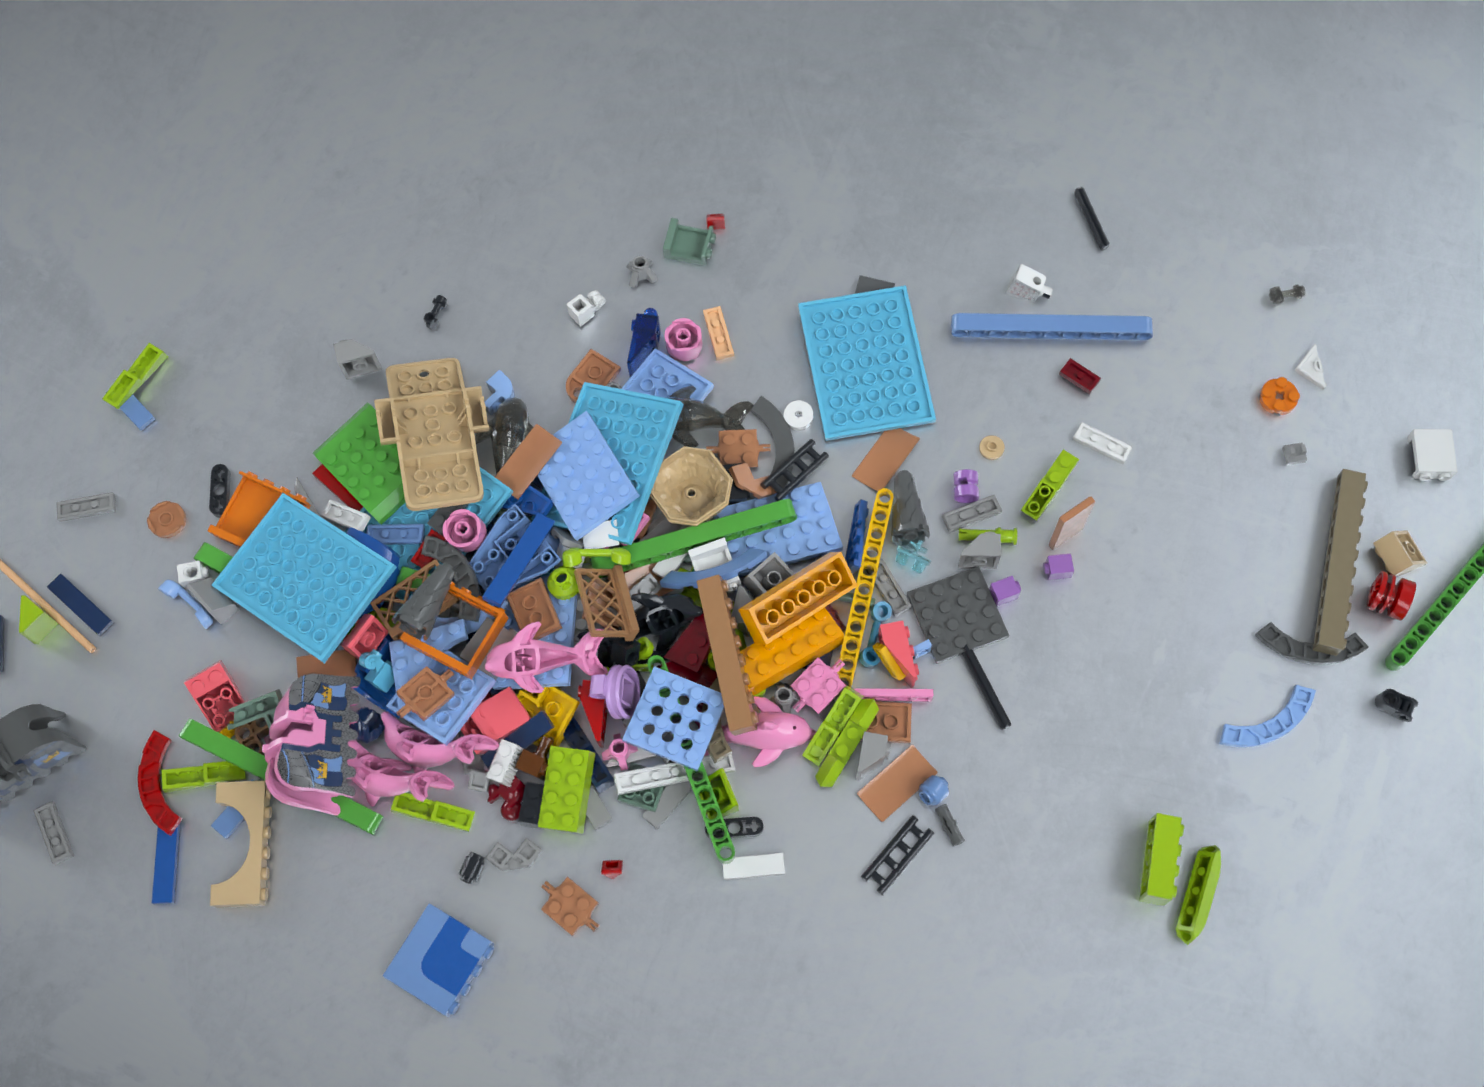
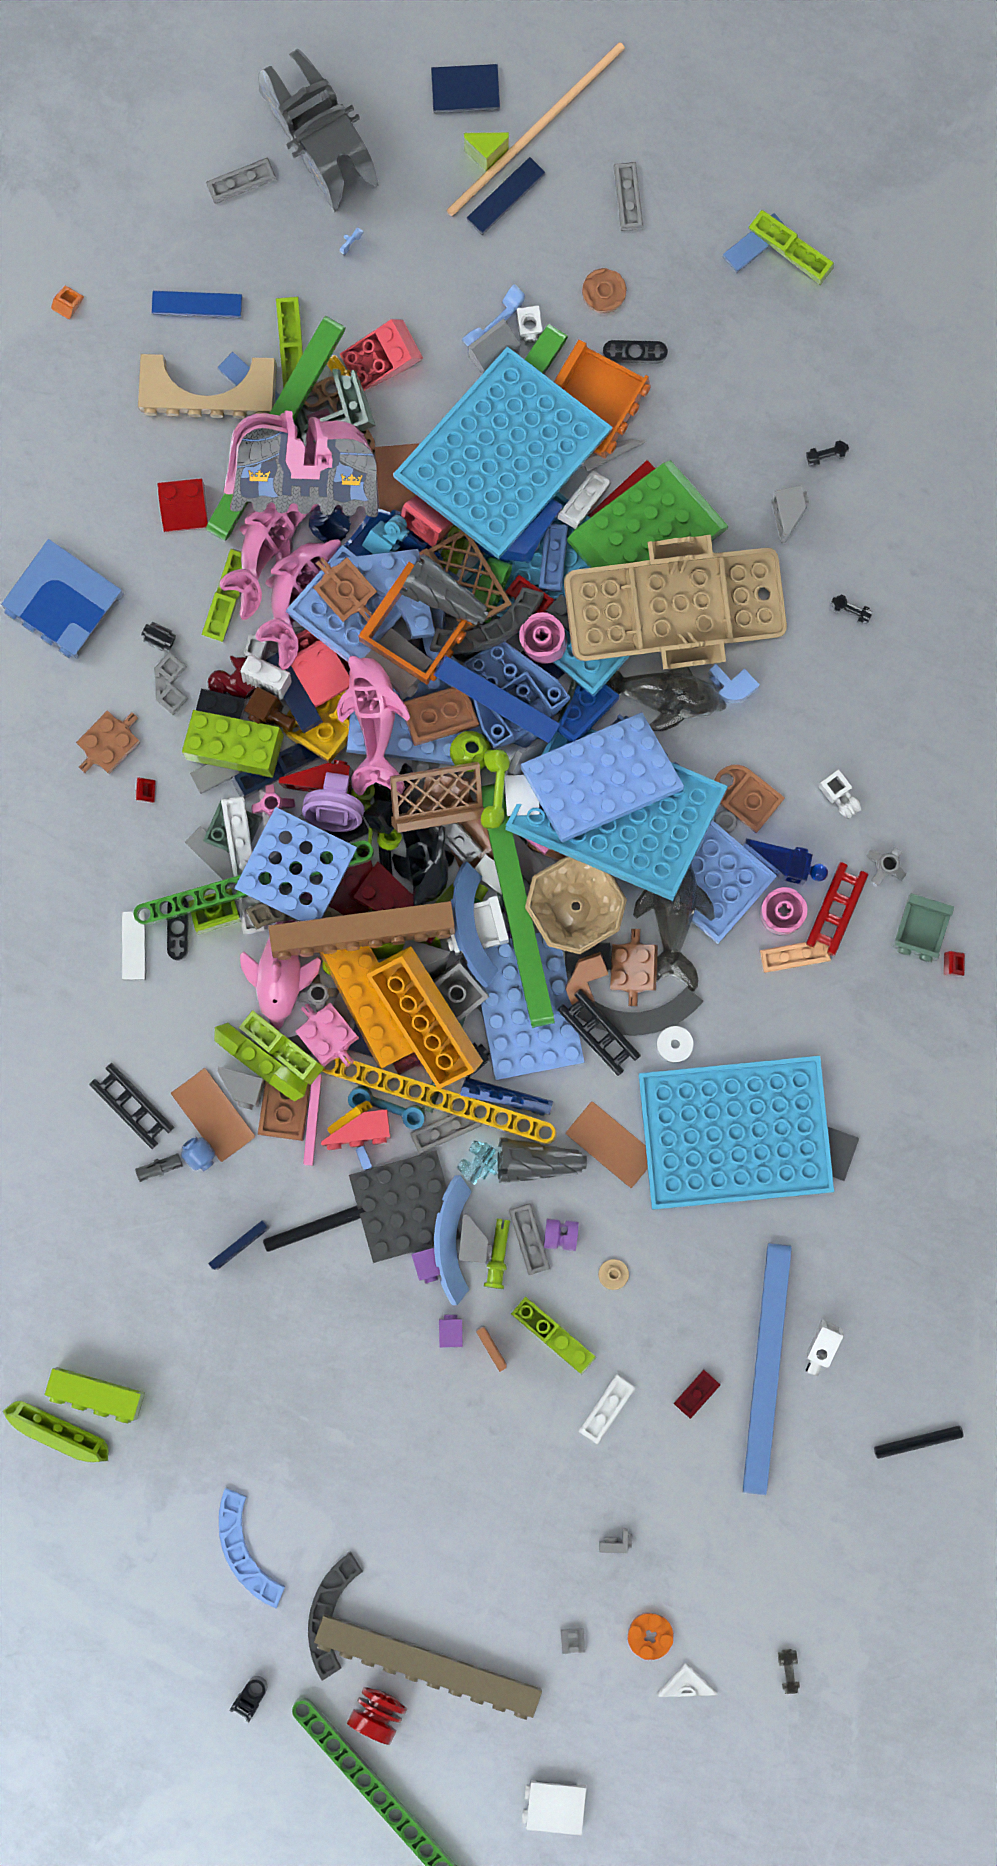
camera: 90 degrees right, 15 degrees up
(105, 721) = (355, 236): none -> light blue piece
(150, 787) = (282, 284): red tile -> none
(160, 983) = (66, 302): none -> orange slope
(306, 330) = (838, 451): none -> black bar
(350, 856) = (183, 505): none -> red slope
(528, 460) = (629, 715): nougat sticker -> none
(684, 312) = (840, 922): none -> red bar
(981, 574) = (445, 1240): none -> light blue tile
(1011, 744) = (239, 1245): none -> dark blue tile
(1212, 424) = (611, 1544): none -> light grey bracket
(1399, 553) = (432, 1741): tan slope -> none

